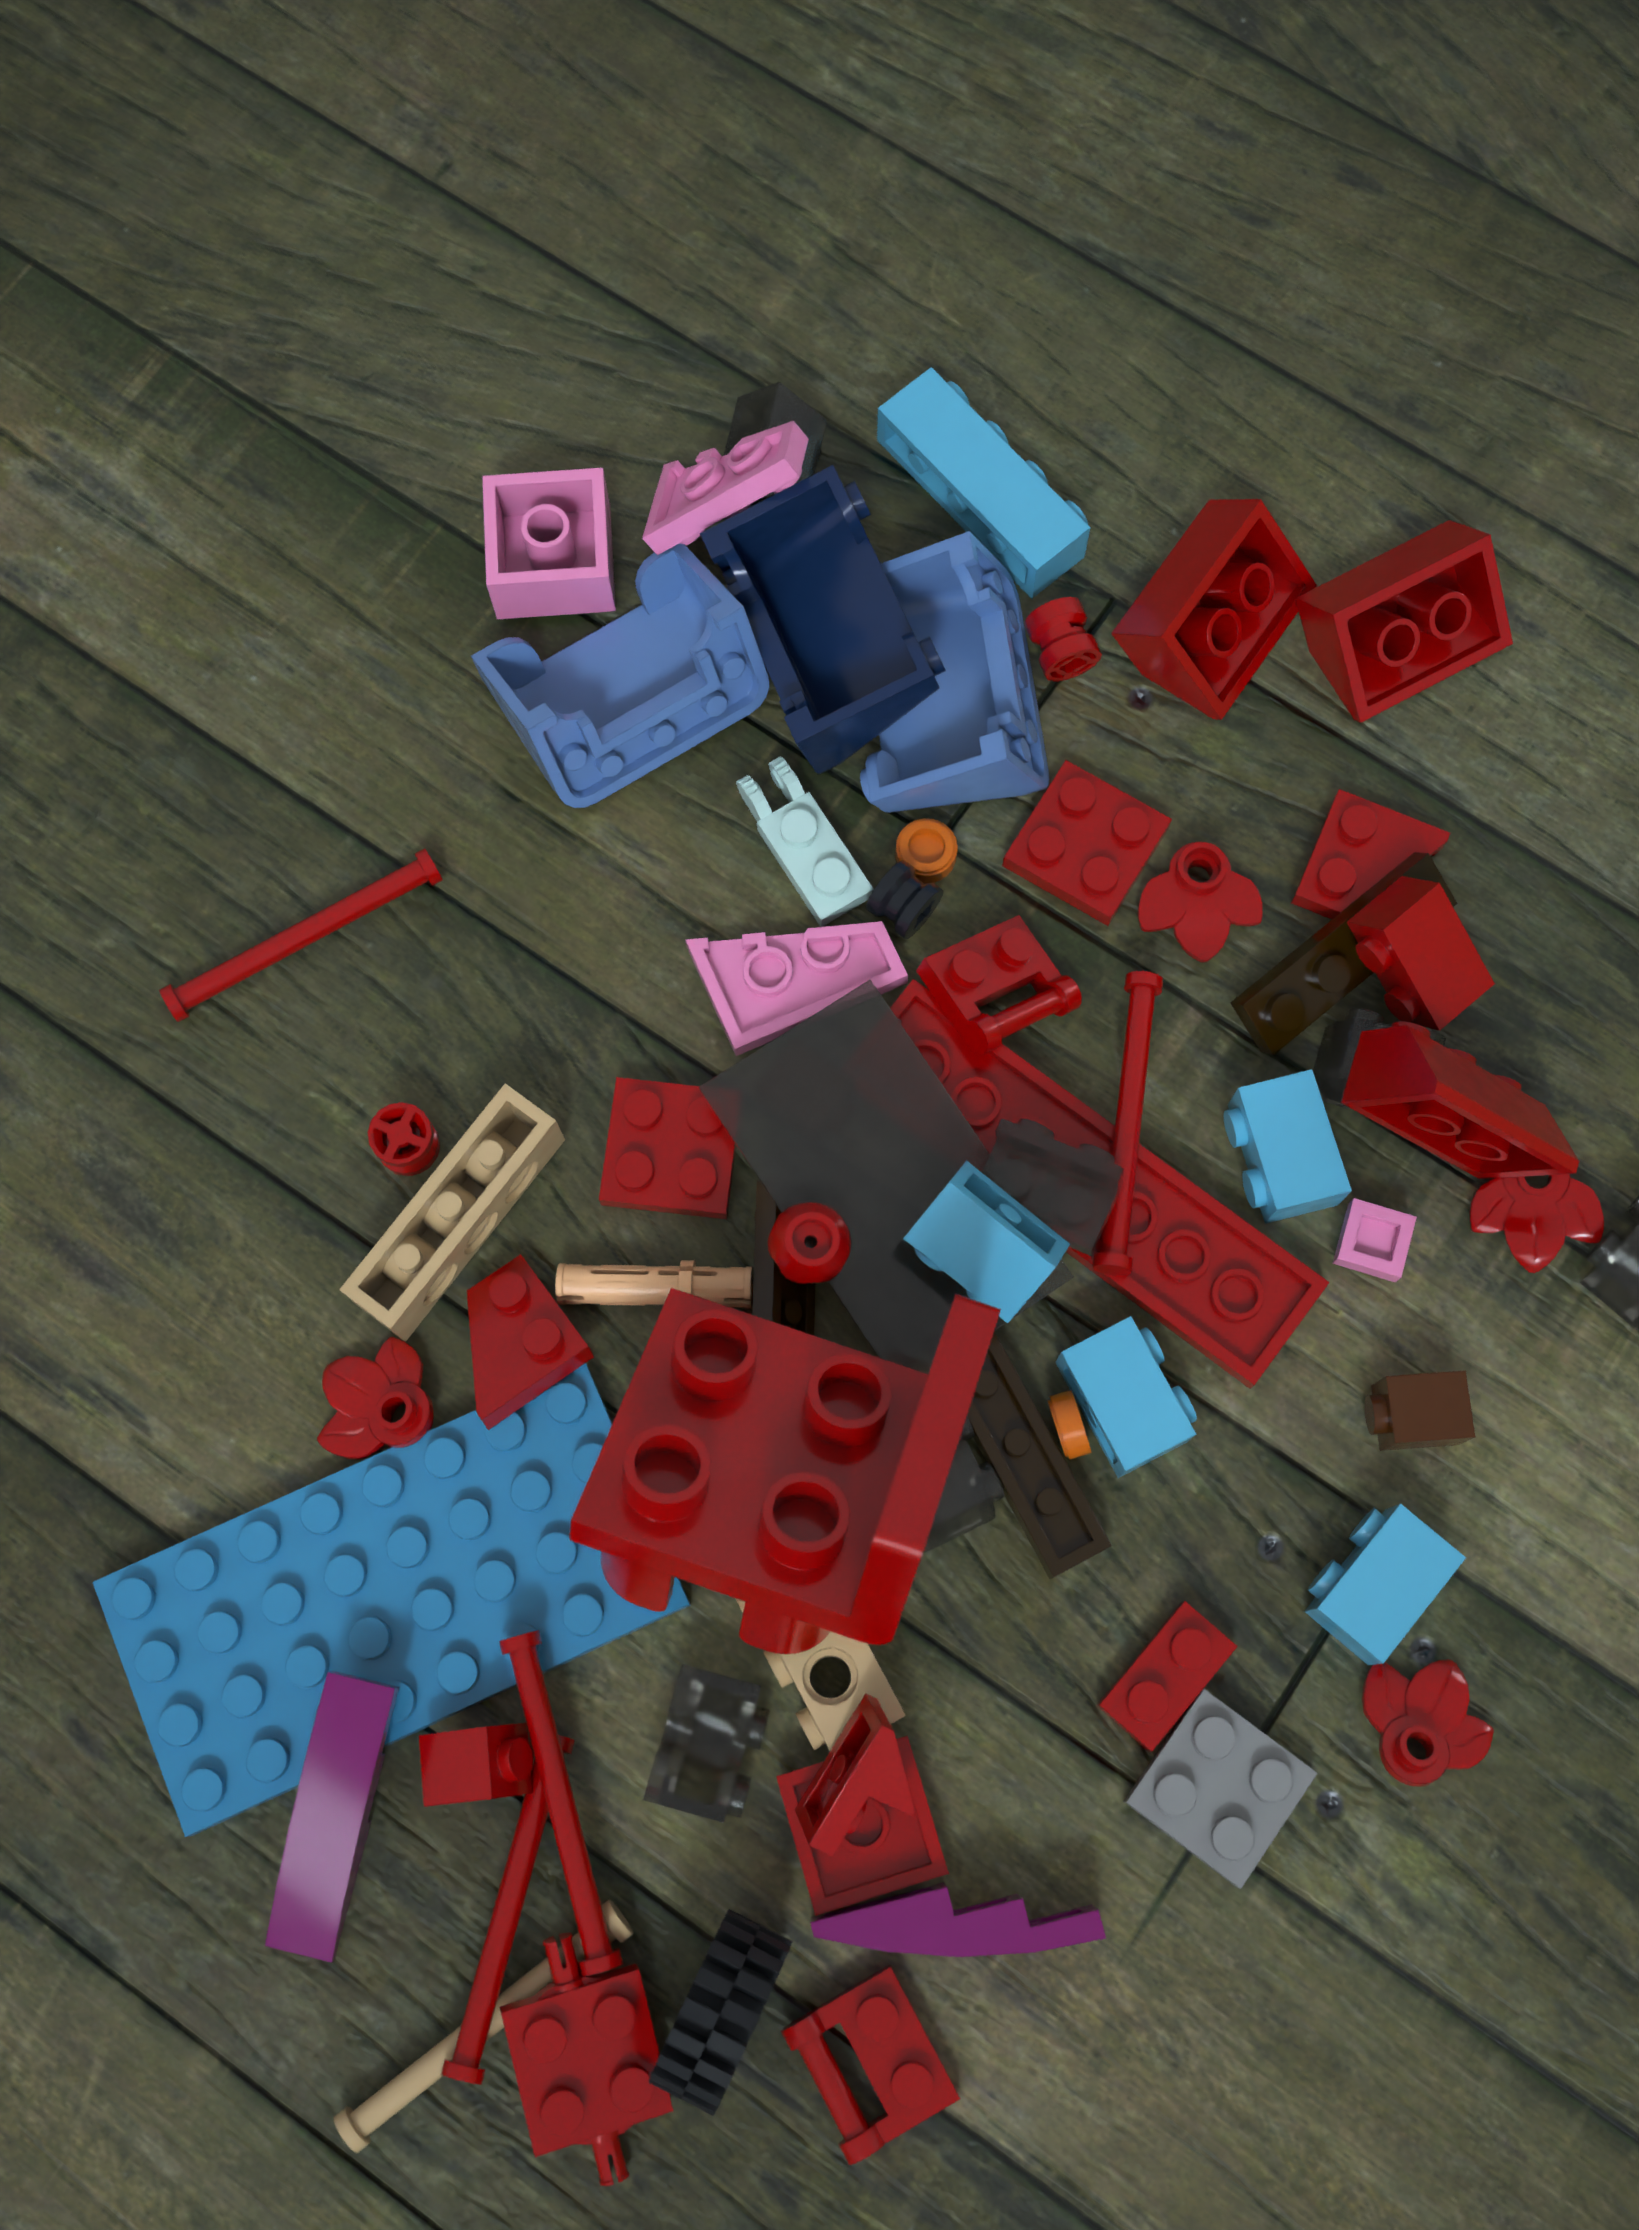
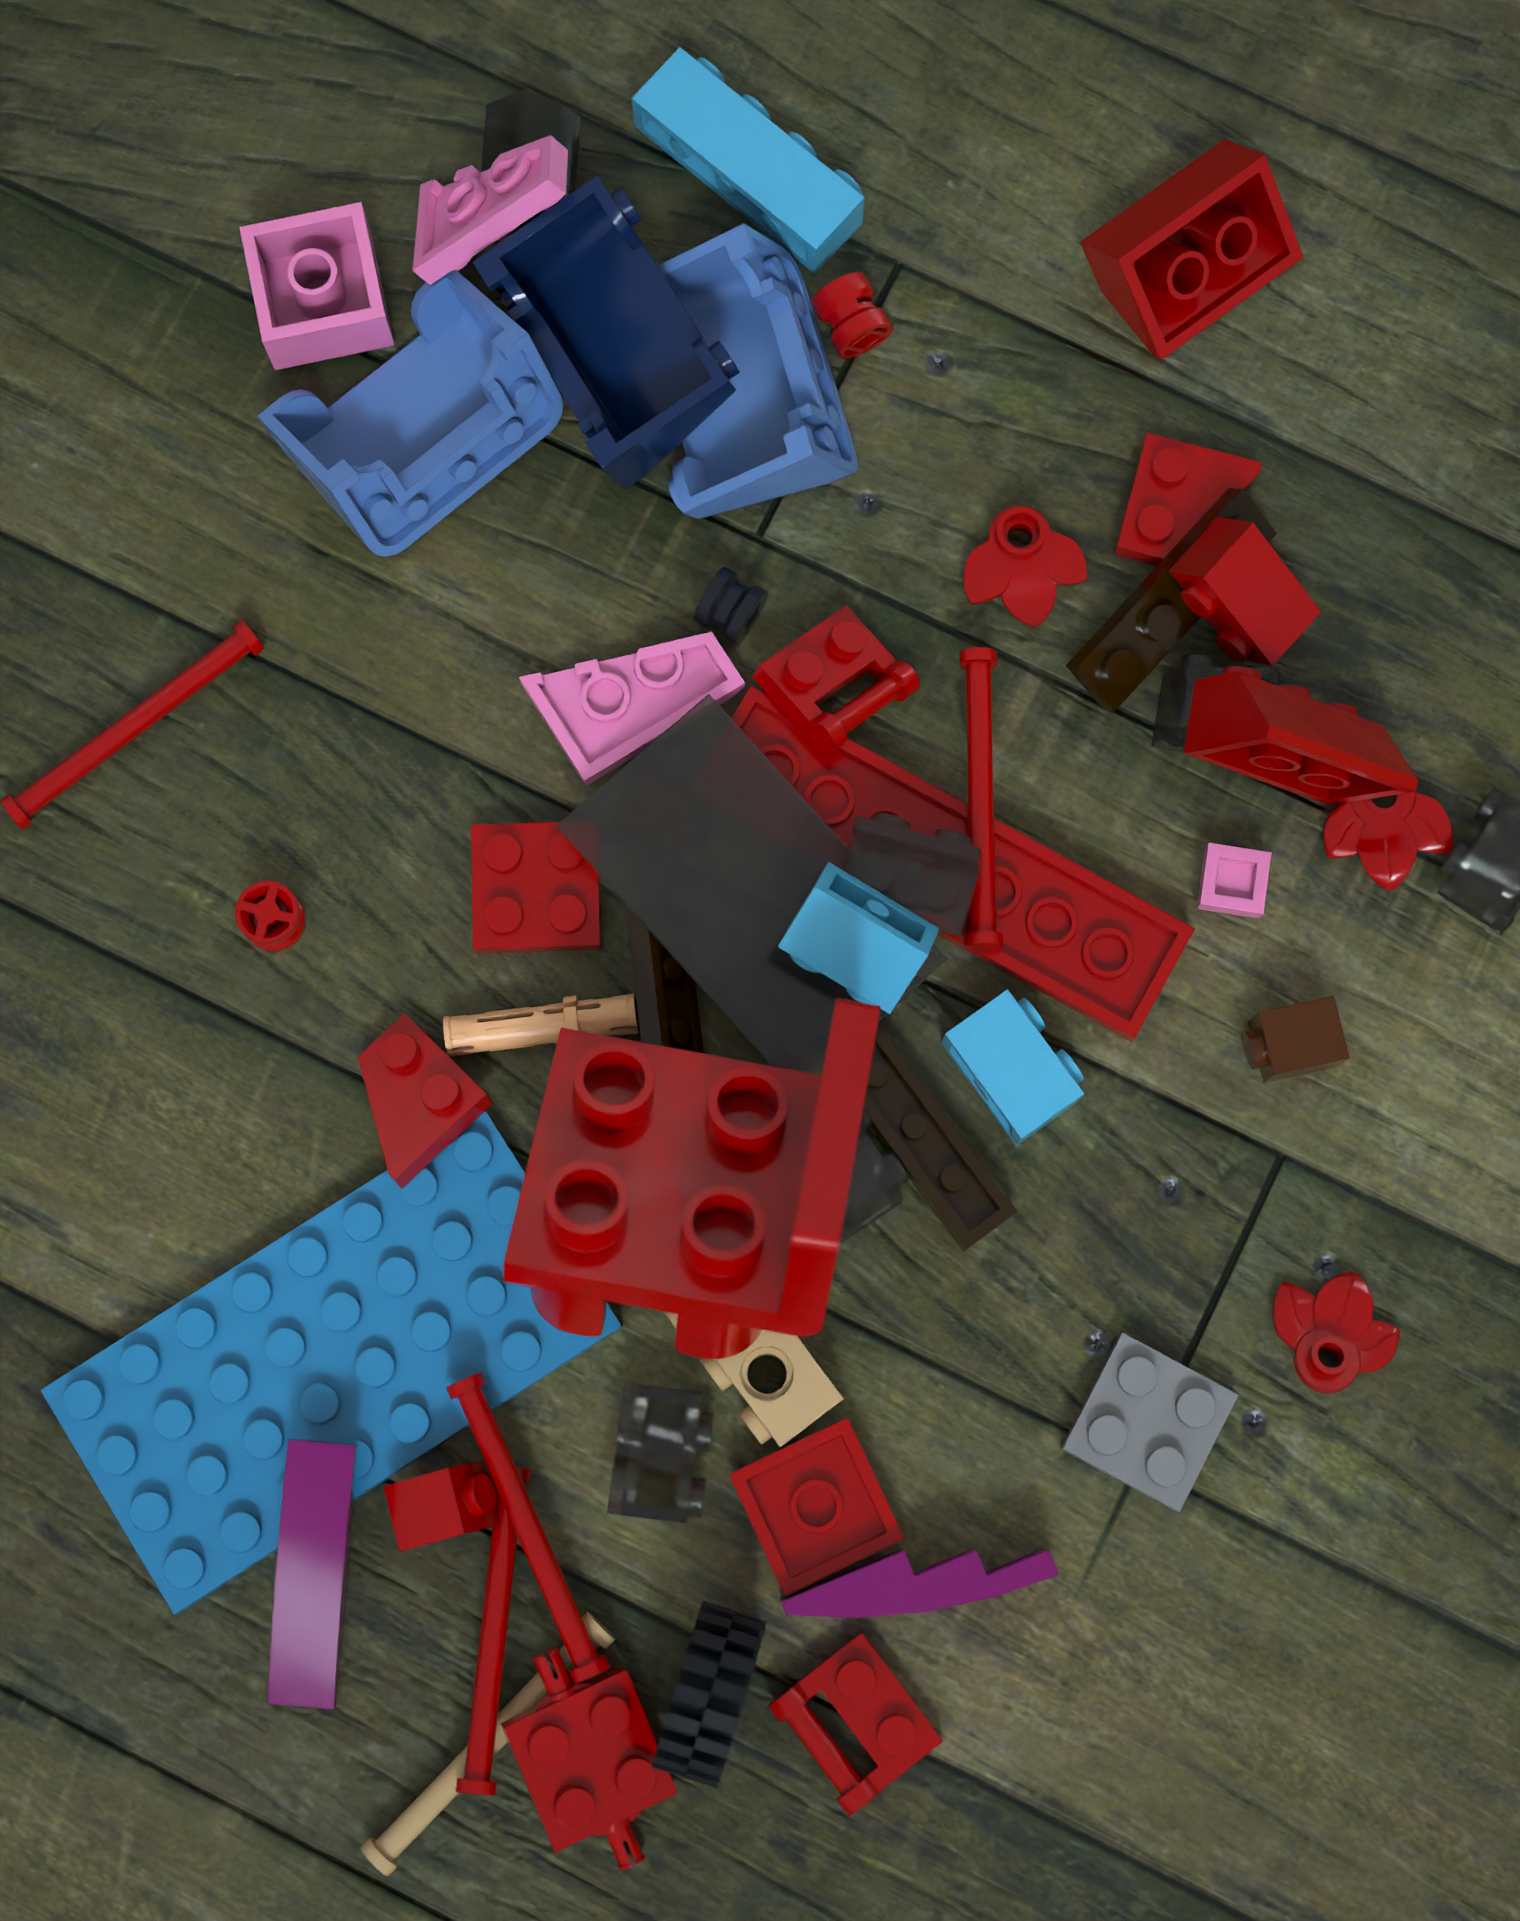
camera: 10 degrees left, 5 degrees up
(367, 1397) = (277, 1175): red plate -> none
(454, 1212) = (334, 982): tan brick -> none
(803, 1263) = (680, 983): red plate -> none
(806, 846) = (625, 564): light aqua hinge -> none
(859, 1766) = (806, 1450): red slope -> none
(928, 848) = (746, 549): orange tile -> none
(1069, 1425) = (961, 1102): orange tile -> none
(1086, 842) = (903, 521): red plate -> none
(1166, 1676) = (1086, 1326): red plate -> none
(1215, 605) = (1001, 259): red slope -> none
(1286, 1147) = (1137, 801): medium azure brick -> none
(1382, 1583) = (1279, 1208): medium azure brick -> none

